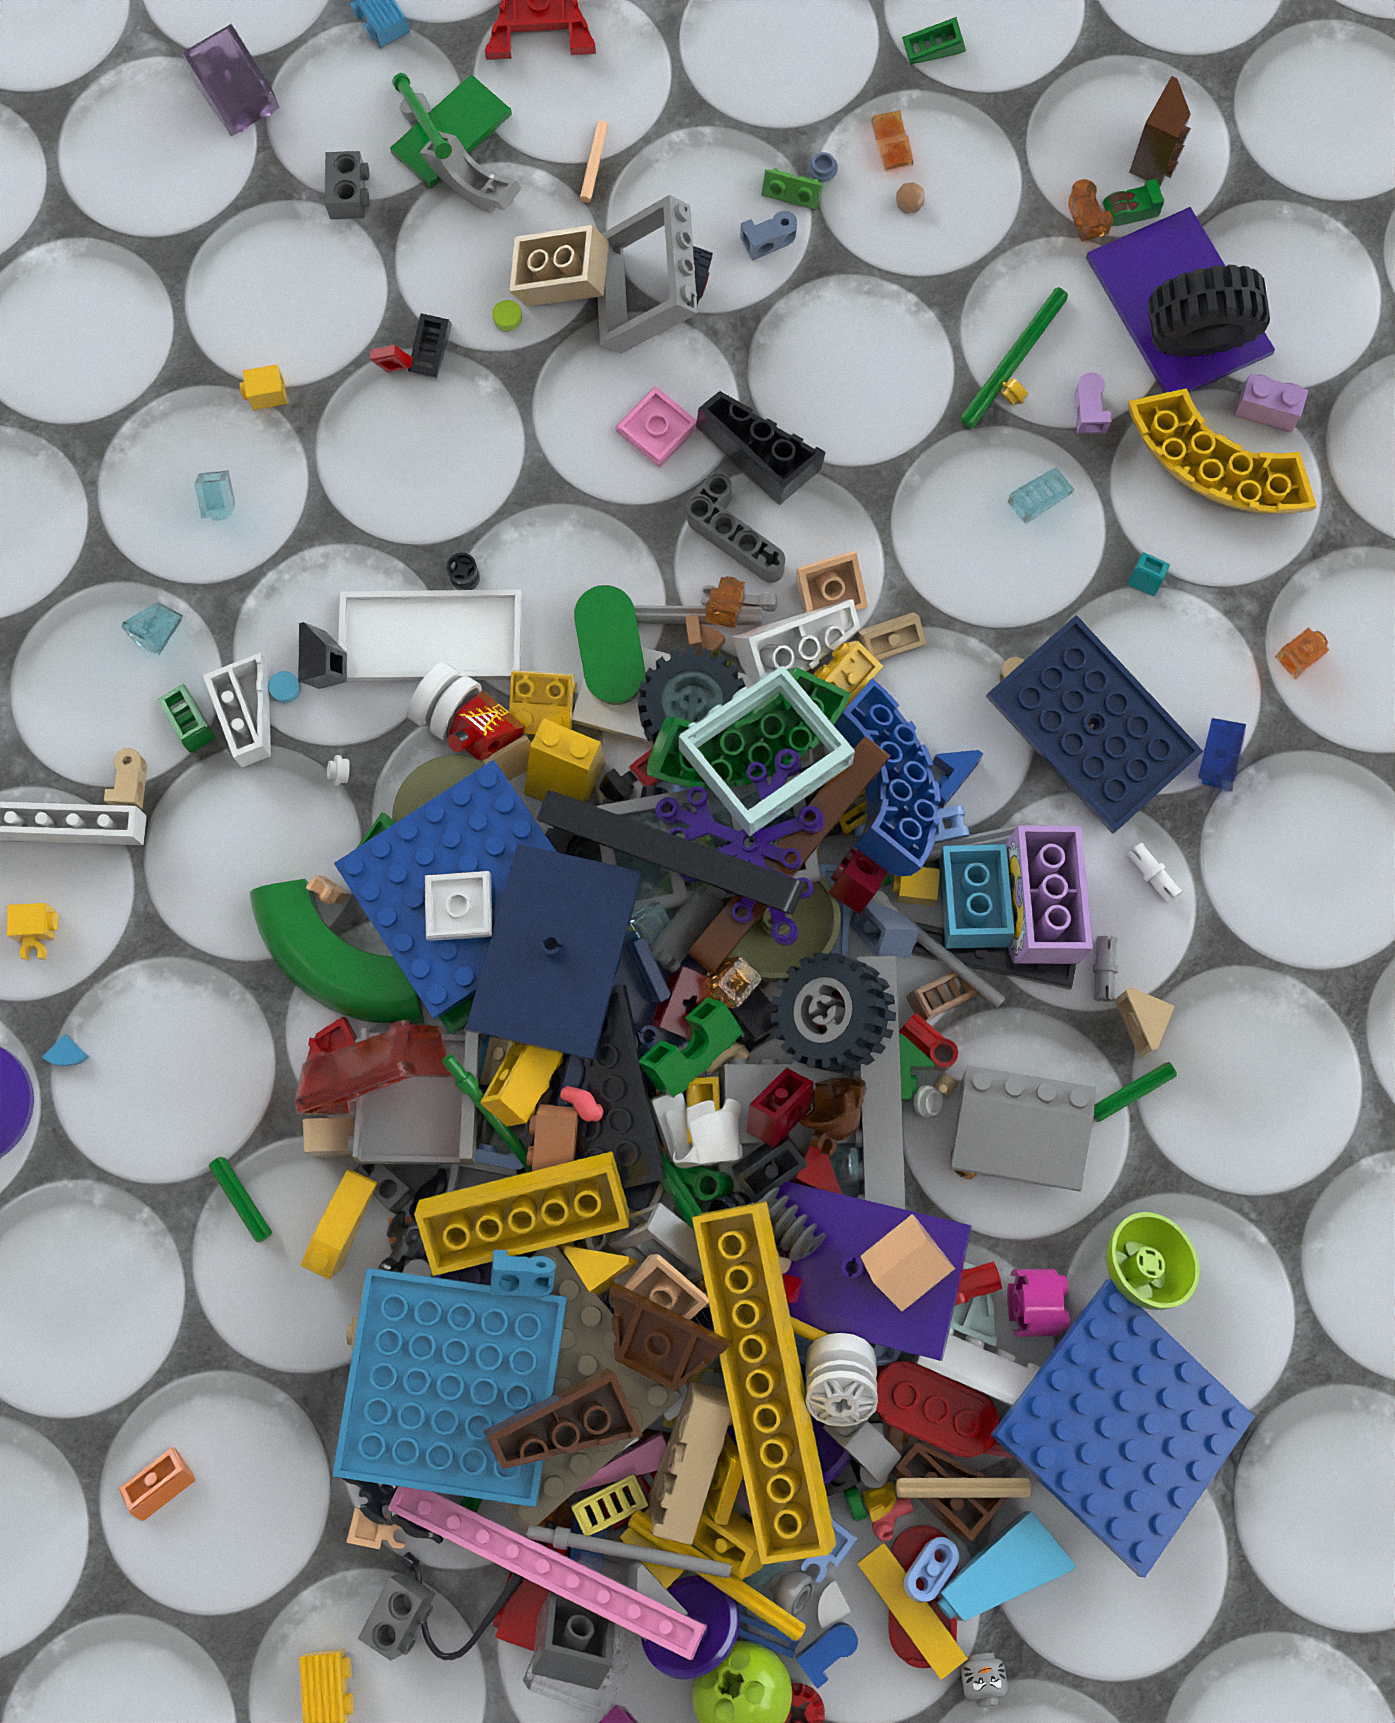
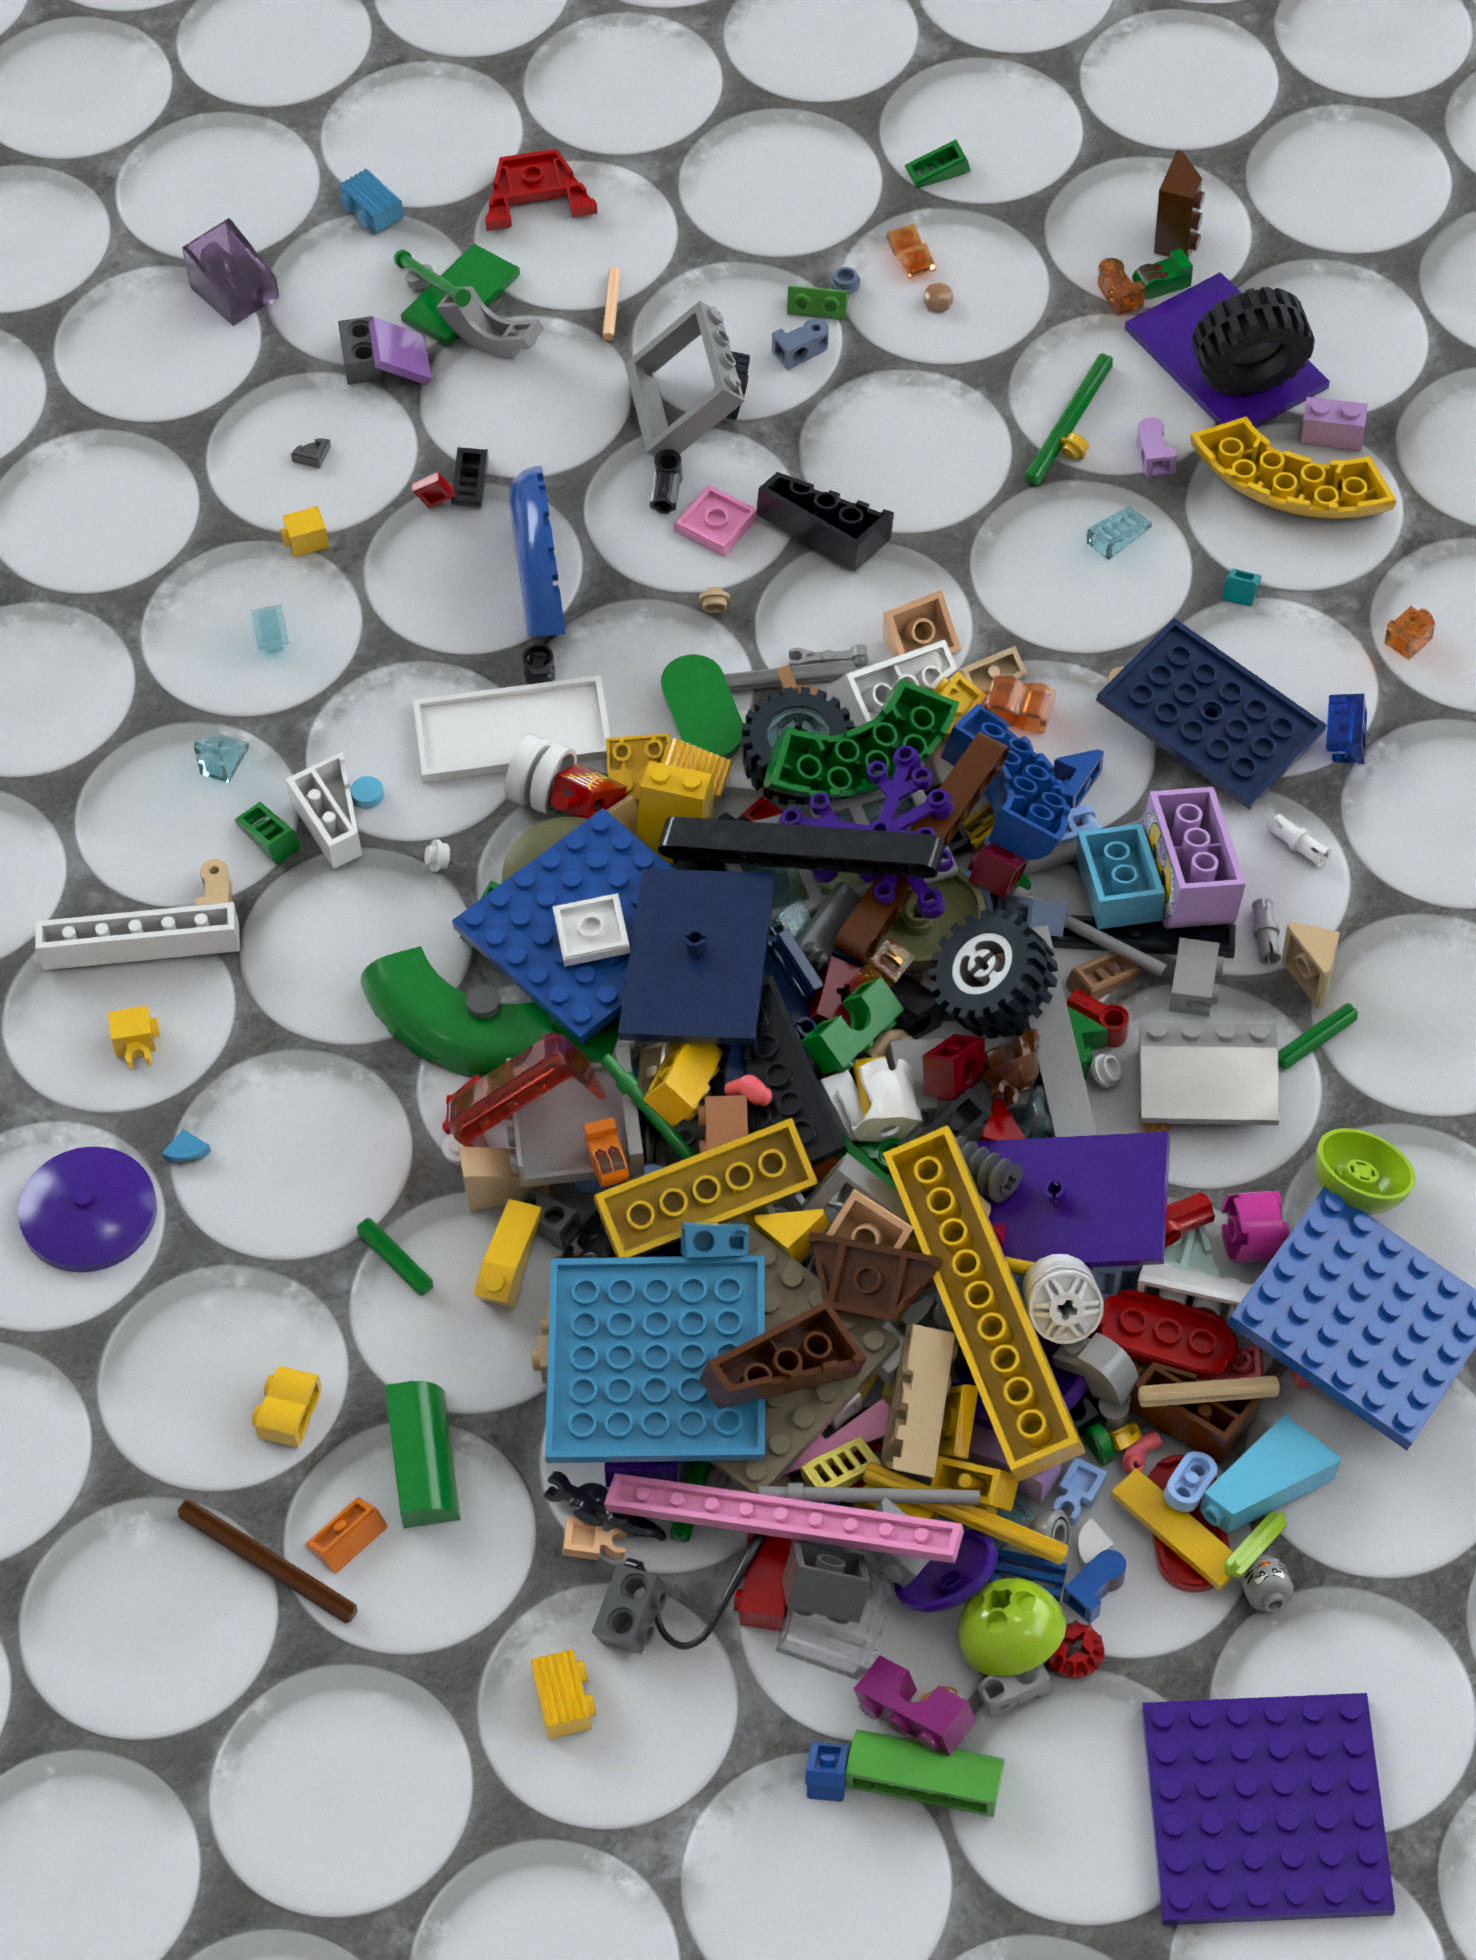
camera: 10 degrees left, 20 degrees down
(81, 1502) = (267, 1561): none -> reddish brown axle
(119, 1347) = (287, 1406): none -> yellow brick
(234, 1416) = (422, 1453): none -> green brick
(285, 295) = (312, 453): none -> dark grey tile
(321, 658) = (403, 758): black slope -> none
(327, 890) = (443, 959): light nougat plate -> none
(352, 953) = (483, 1002): none -> dark grey tile
(381, 193) = (399, 351): none -> medium lavender tile
(438, 1151) = (605, 1152): none -> orange leg
(475, 452) = (535, 554): none -> blue brick
(507, 315) = (545, 443): lime tile -> none
(559, 266) = (594, 387): tan brick -> none
(589, 718) = (690, 757): none -> yellow brick
(614, 379) = (666, 481): none -> black piece
(641, 520) = (714, 600): none -> tan plate
(726, 602) = (815, 654): clear orange brick -> none
(740, 532) = (792, 593): dark grey beam -> none
(796, 789) = (953, 743): light aqua window -> none
(906, 1263) = (1112, 1176): light nougat slope -> none
(913, 681) = (1021, 703): none -> clear orange brick
(918, 888) = (1058, 879): yellow brick -> none
(946, 1084) = (1123, 1052): tan hand -> none
(979, 1643) = (1255, 1544): none -> lime axle
(1029, 1012) = (1194, 977): none -> light grey brick

